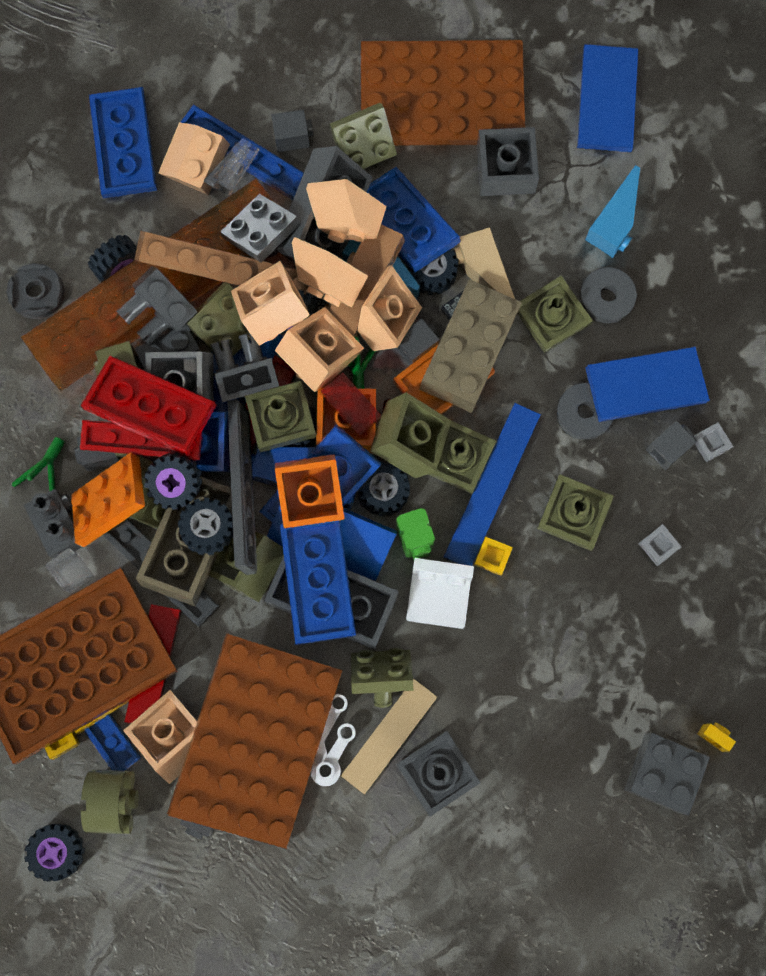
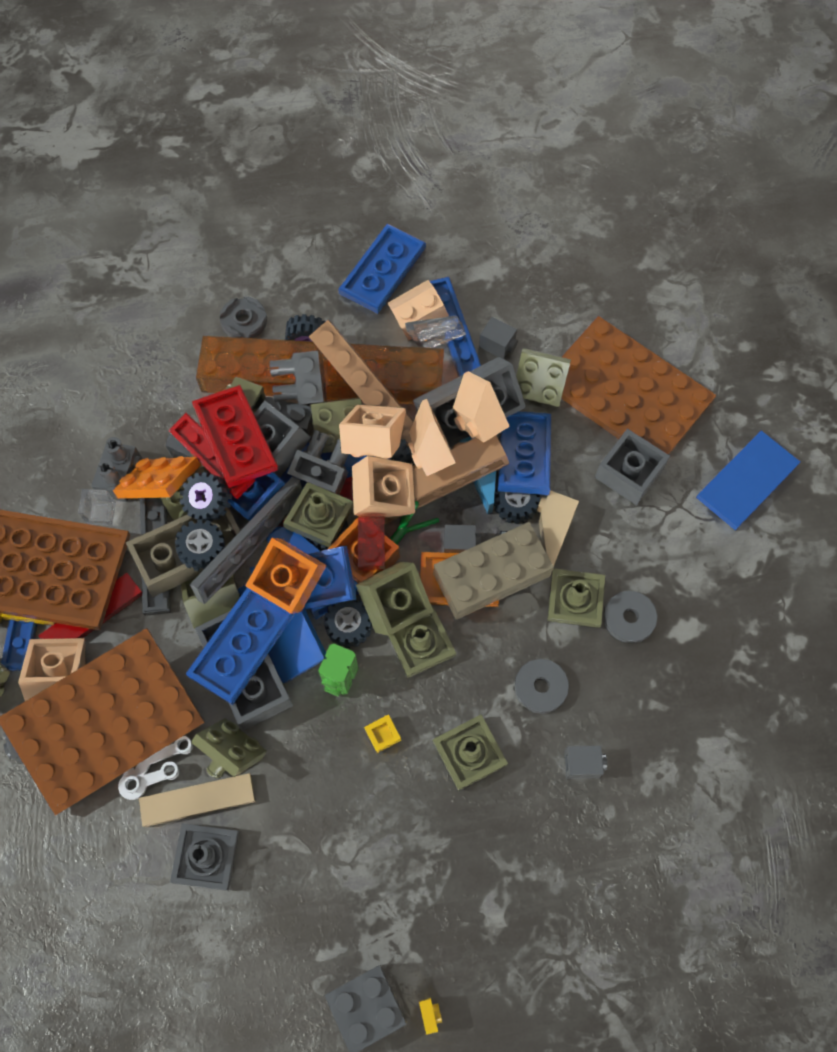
camera: 40 degrees right, 10 degrees down
(48, 459) = (151, 427): green plant -> none
(260, 228) = (413, 380): dark grey plate -> none
(388, 312) = (453, 500): light nougat slope -> none
(439, 593) = (321, 728): white bracket -> none
(492, 486) = (427, 683): blue tile -> none
(613, 225) = (675, 569): dark azure slope -> none
(647, 384) = (604, 703): blue tile -> none
(660, 545) = (512, 829): light grey plate -> none
(712, 442) = (618, 786): light grey plate -> none

